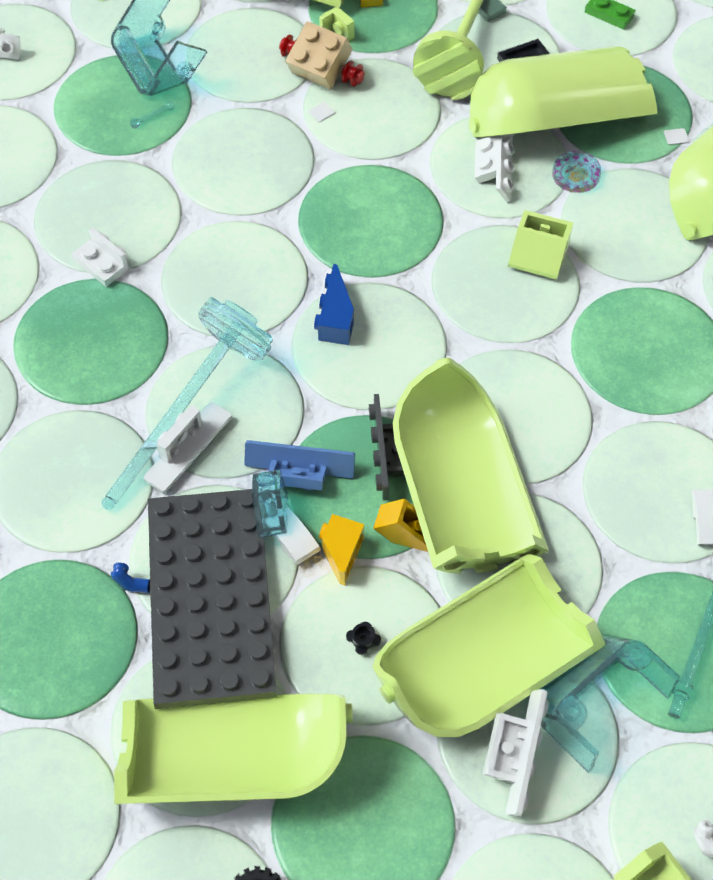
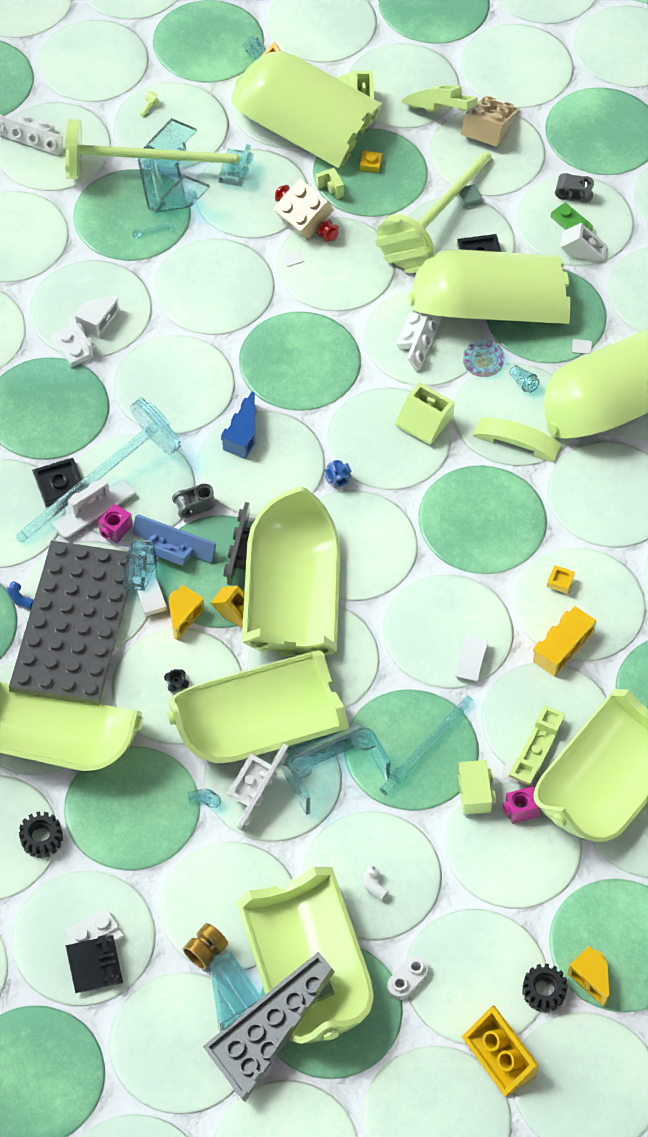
camera: 15 degrees right, 0 degrees up
(39, 43) = (75, 150): none -> yellowish green piece
(119, 219) = (97, 314): none -> white slope
(130, 423) = (56, 479): none -> black tile
(221, 448) = (117, 516): none -> dark pink brick
(225, 28) = (236, 173): none -> clear light blue bracket
(305, 410) = (193, 500): none -> dark grey piece
(454, 783) = (206, 796): none -> clear light blue arm
(466, 335) = (338, 473): none -> blue gear
(633, 29) = (583, 244): none -> white slope
(633, 183) = (525, 379): none -> clear light blue cone
(651, 244) = (519, 435): none -> yellowish green slope

